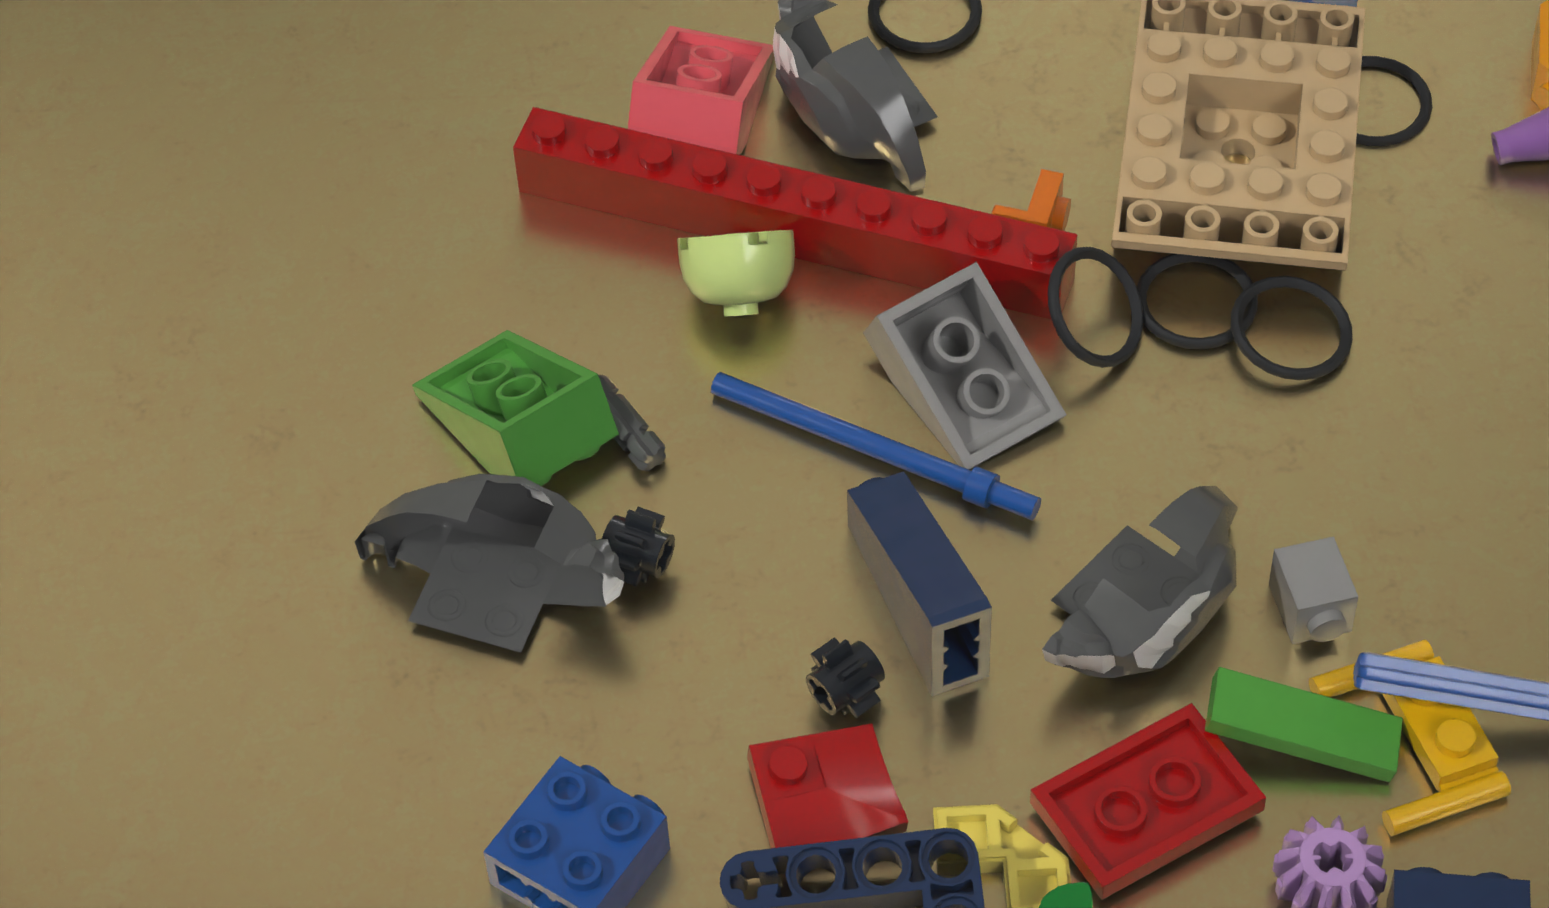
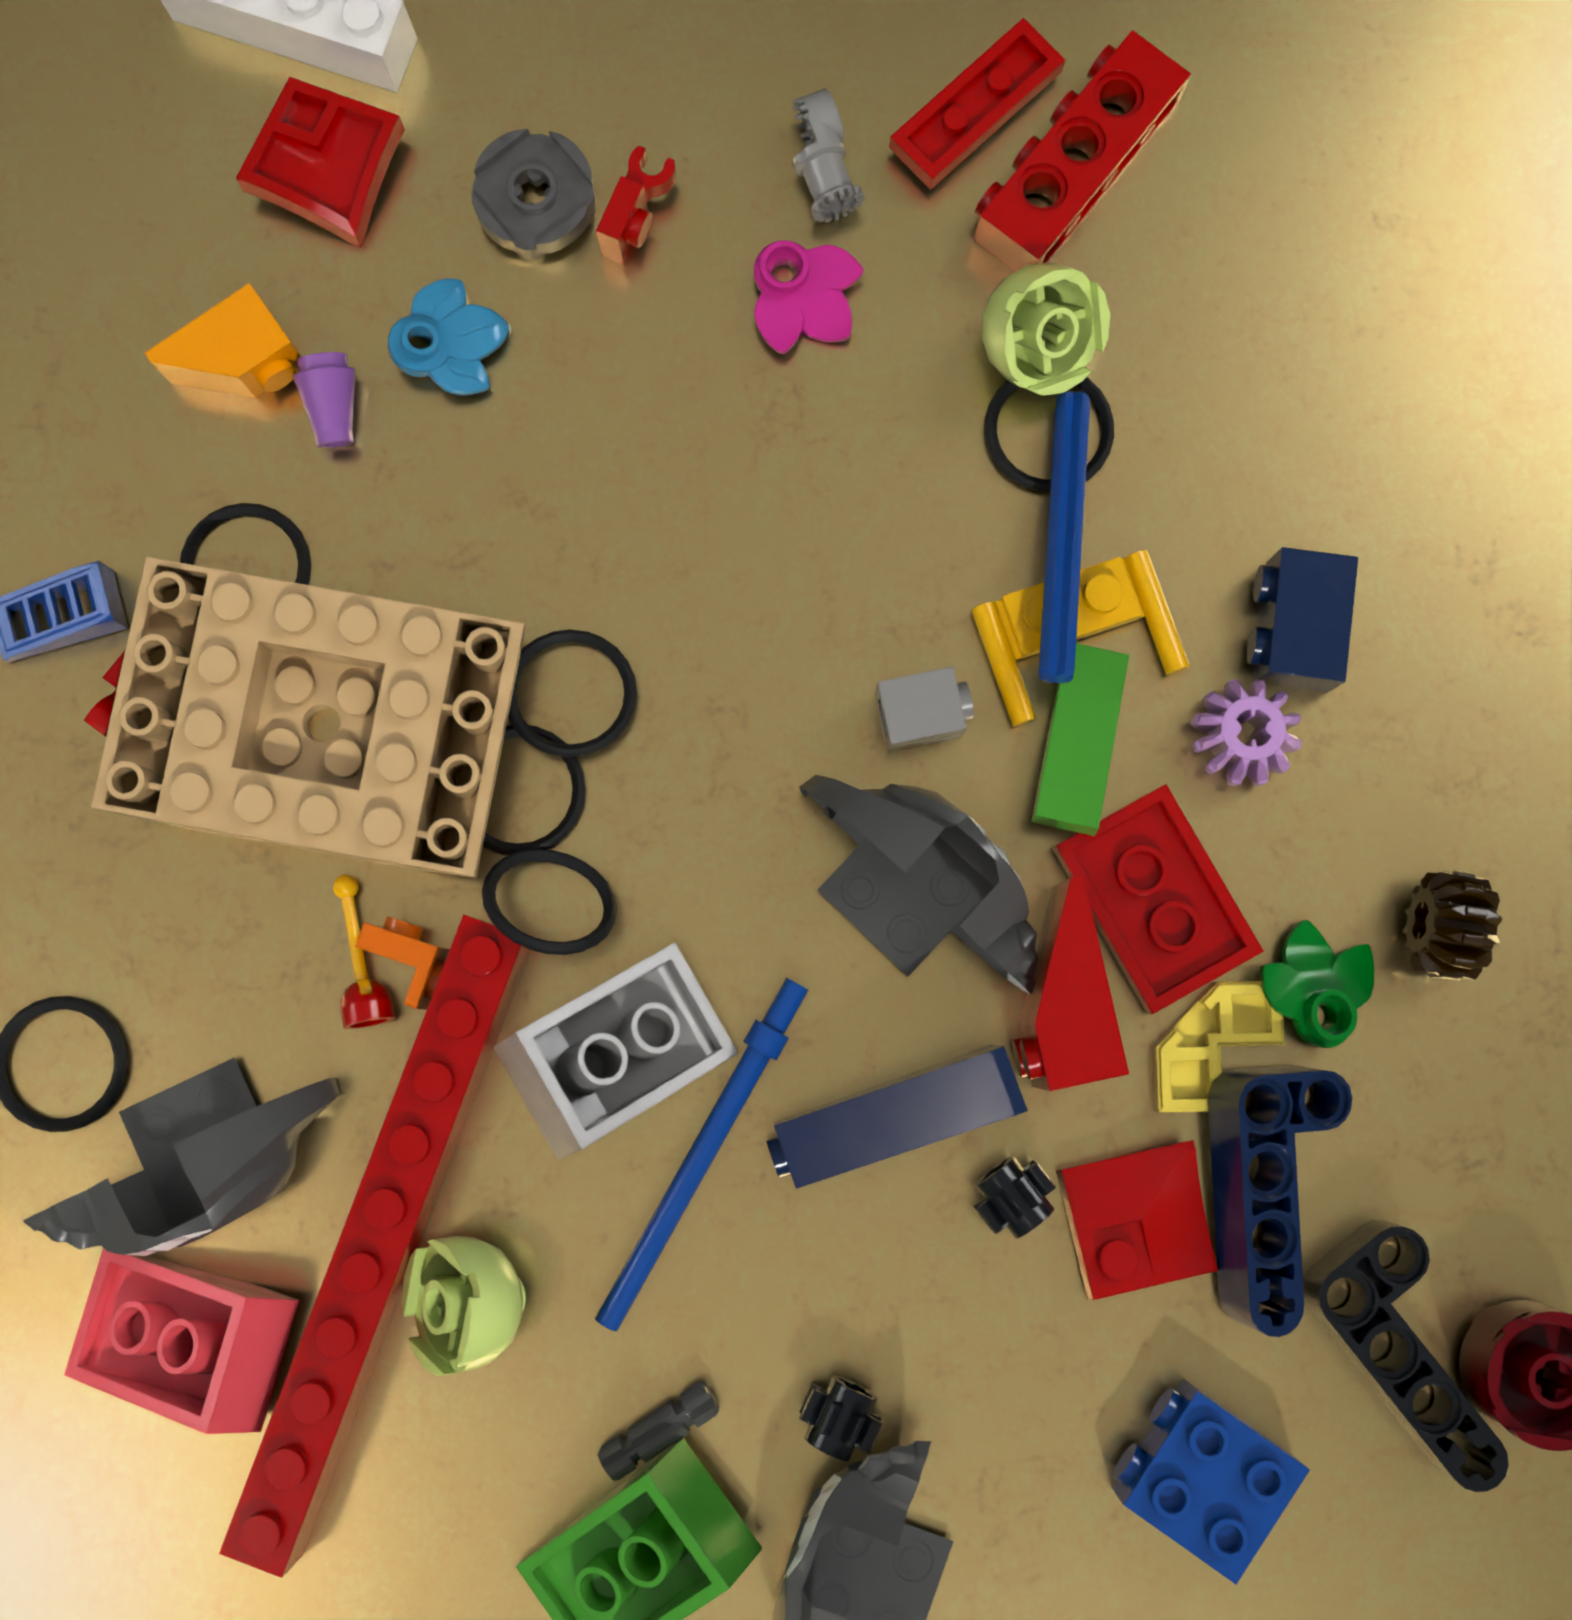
camera: 90 degrees left, 30 degrees up
(993, 190) = (365, 1000): none -> hinge
(1046, 698) = (1070, 1017): none -> red slope

